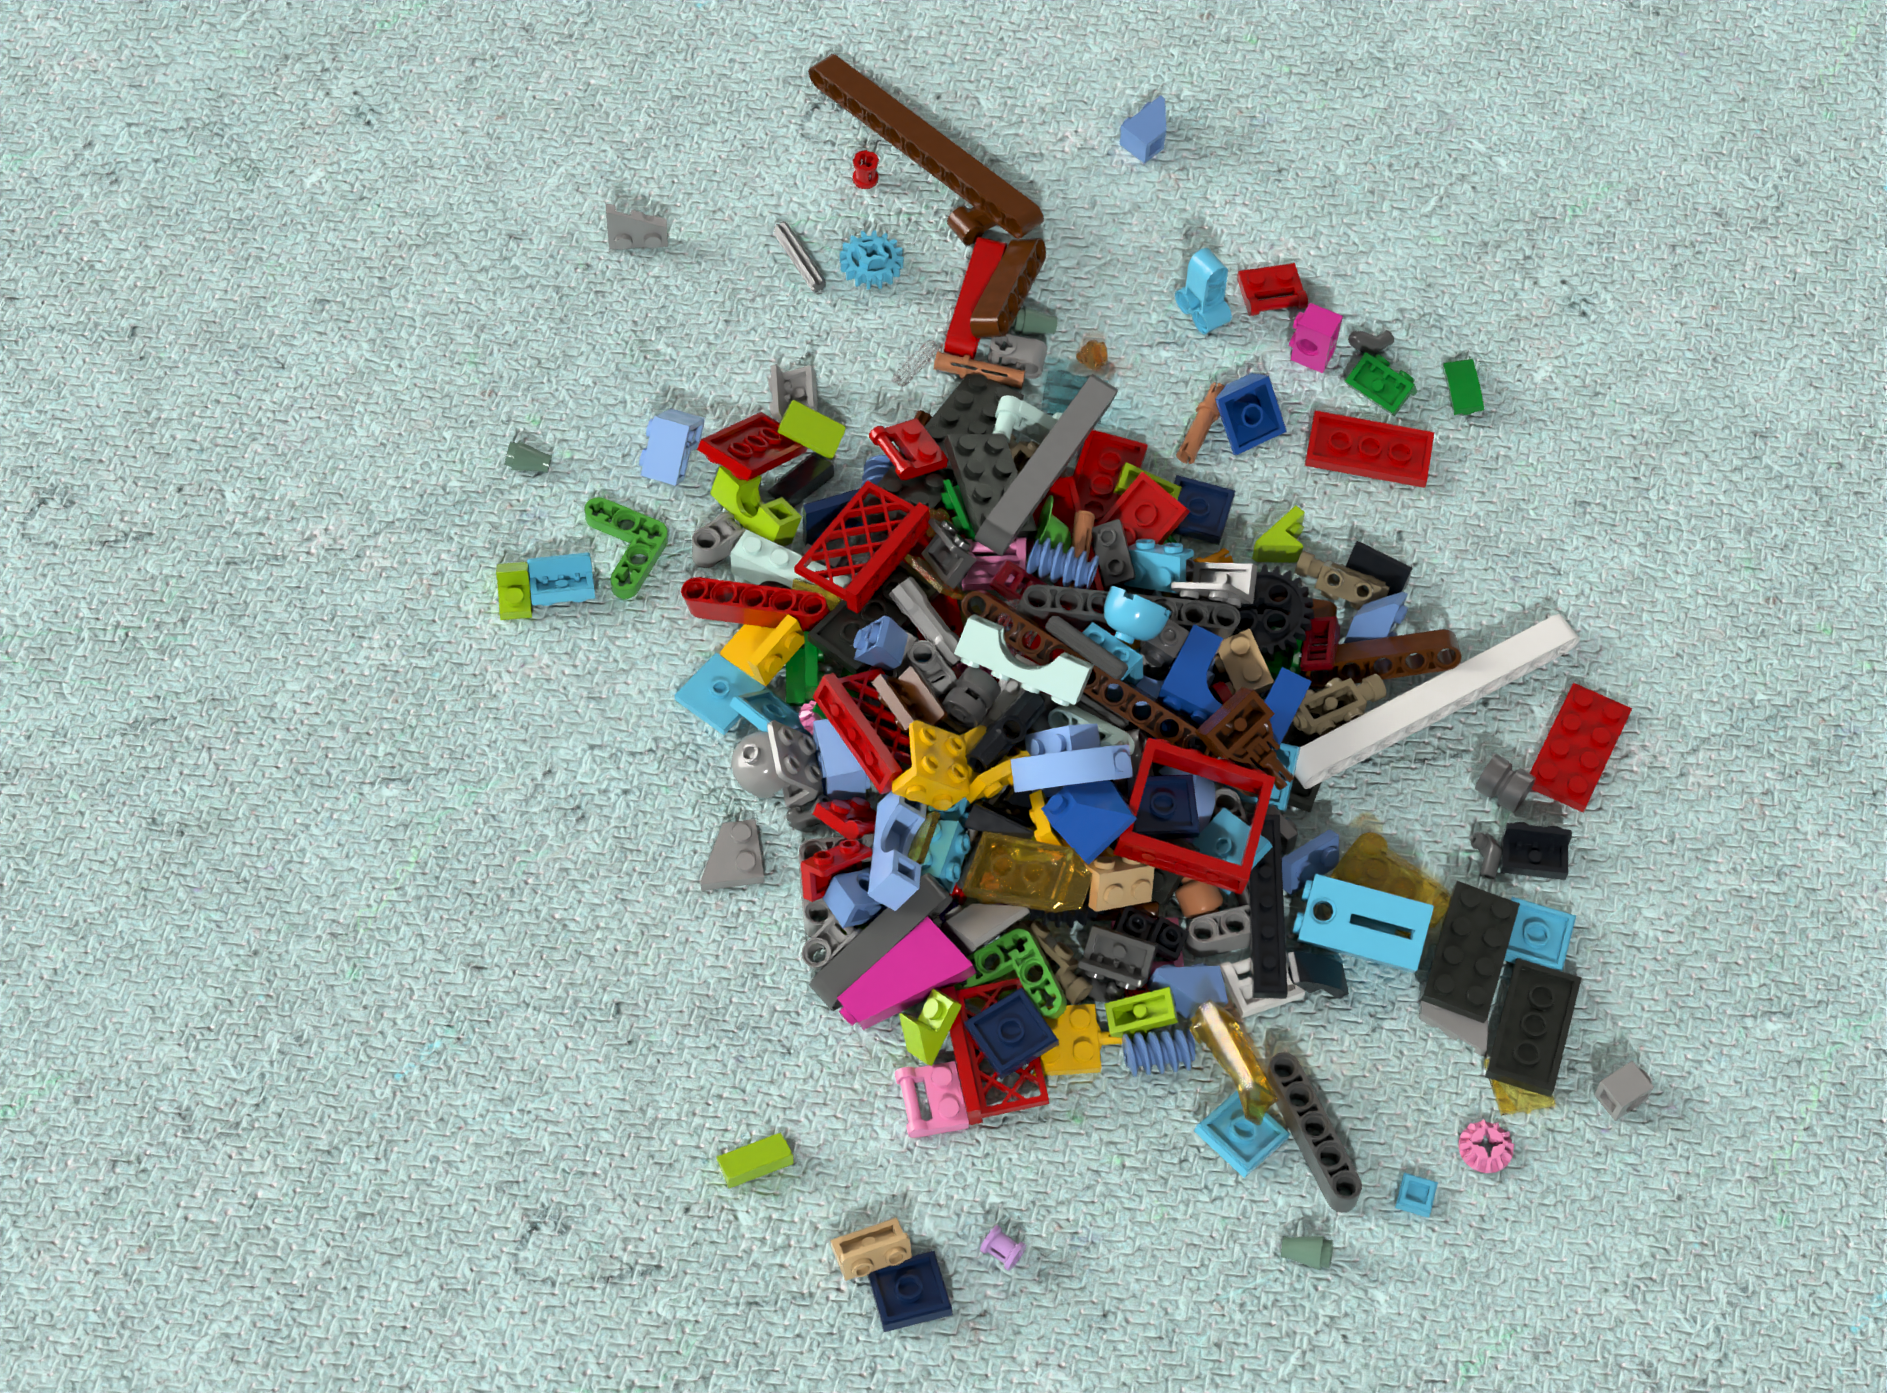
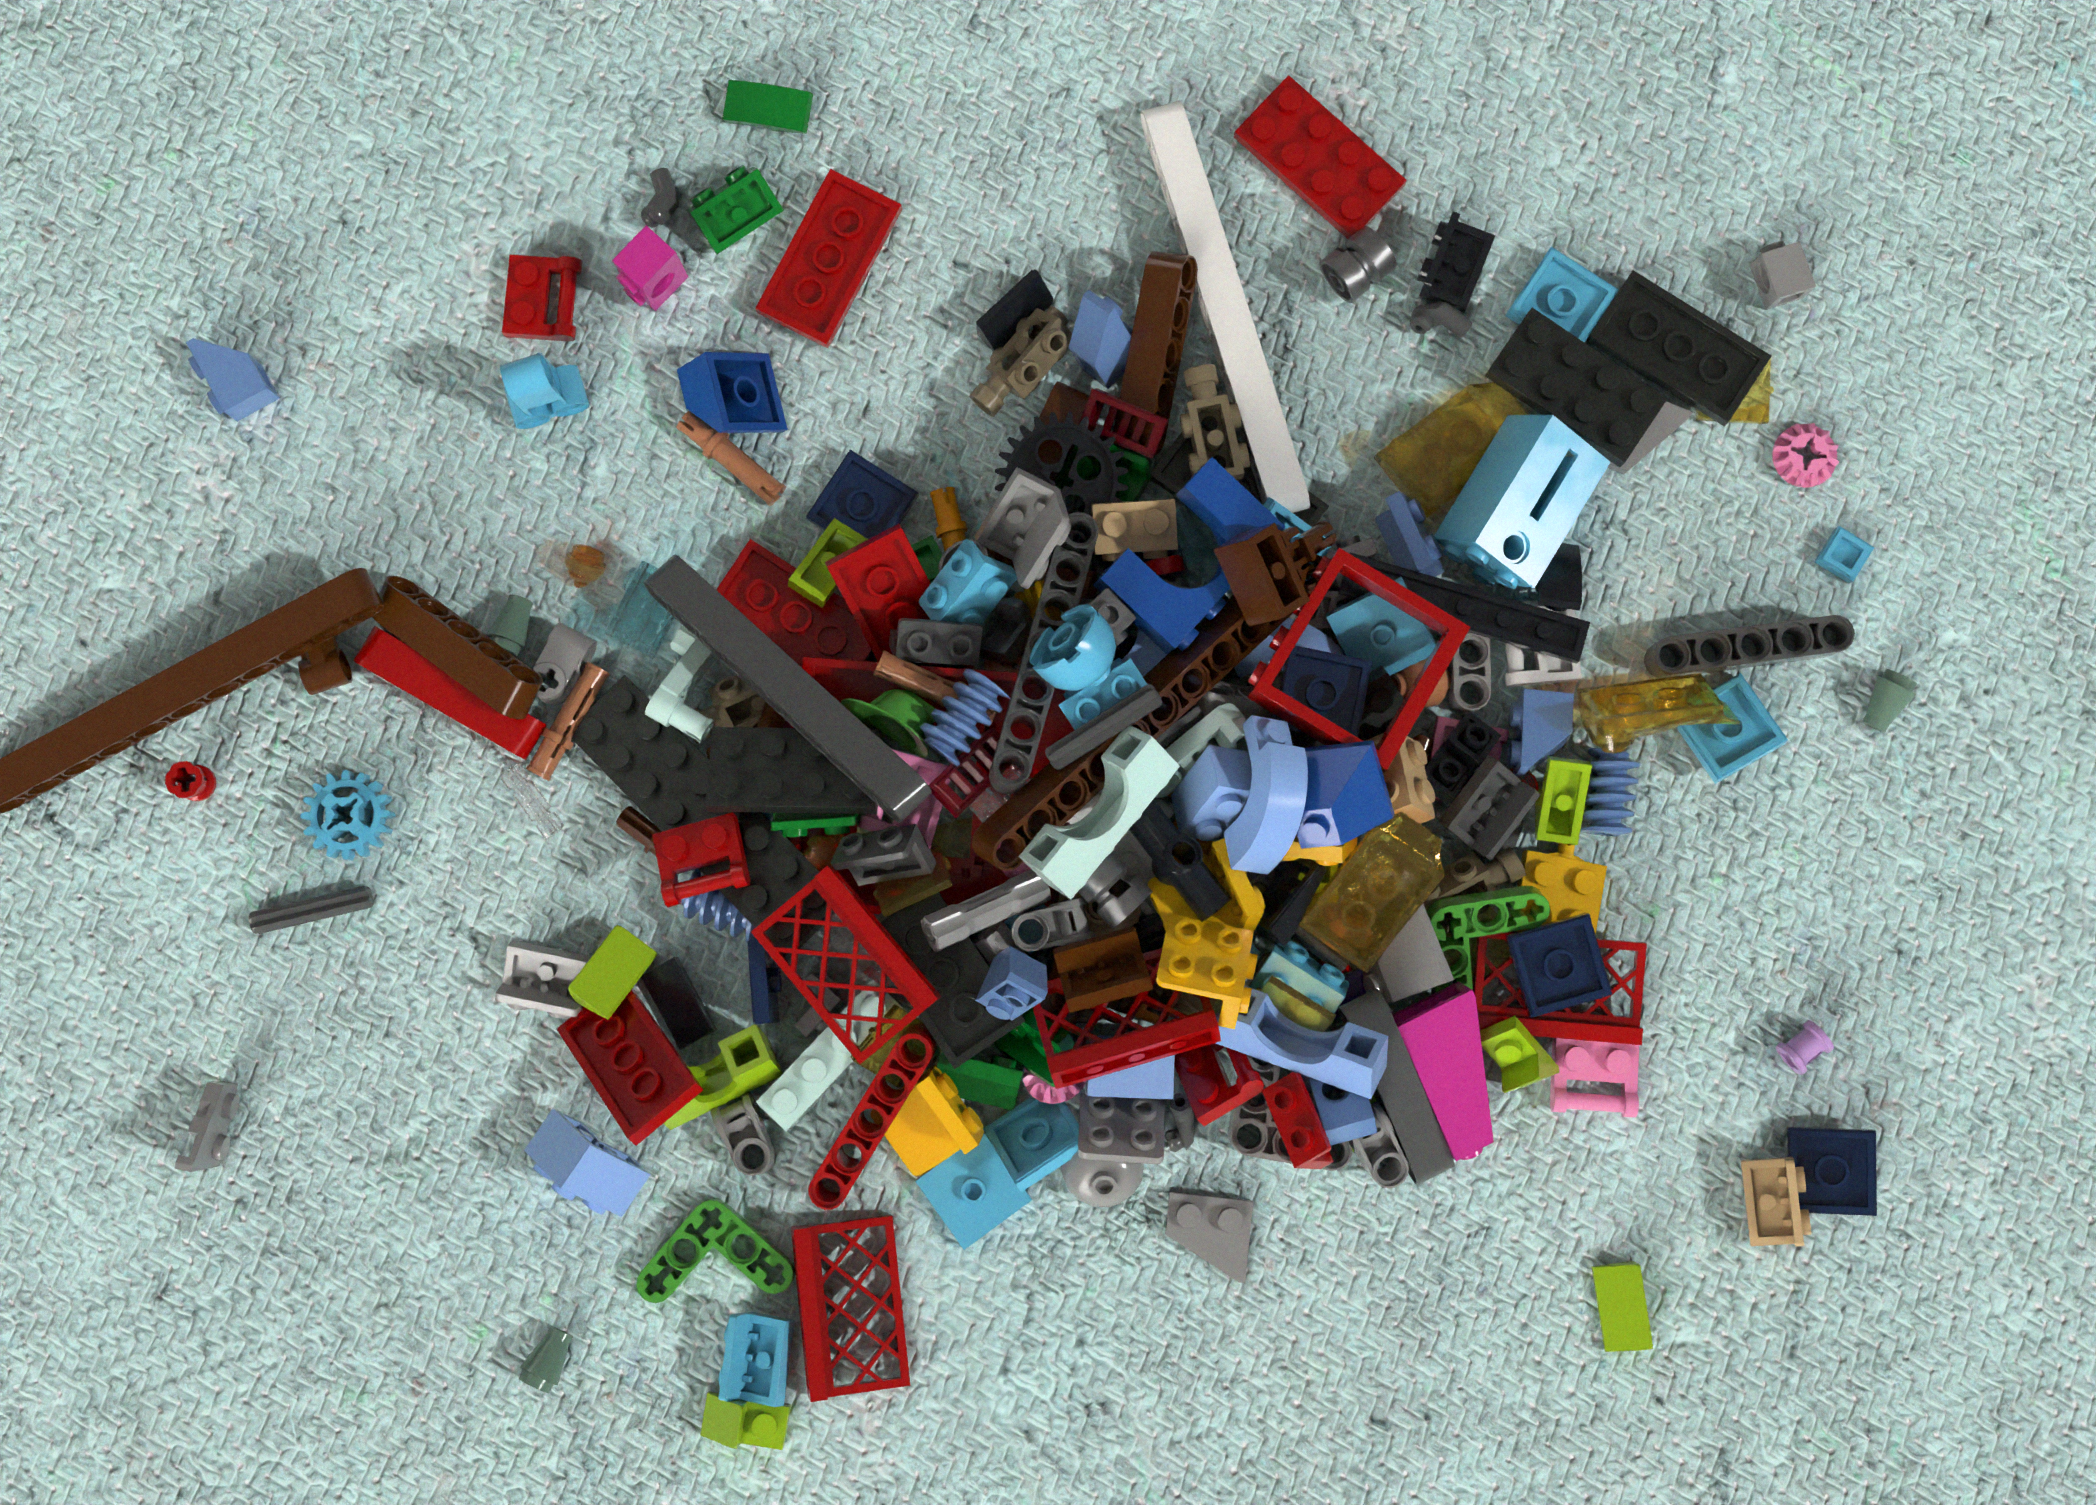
camera: 70 degrees left, 25 degrees up
(599, 609) = (813, 1308): none -> red fence
(1280, 541) = (941, 422): lime slope -> none

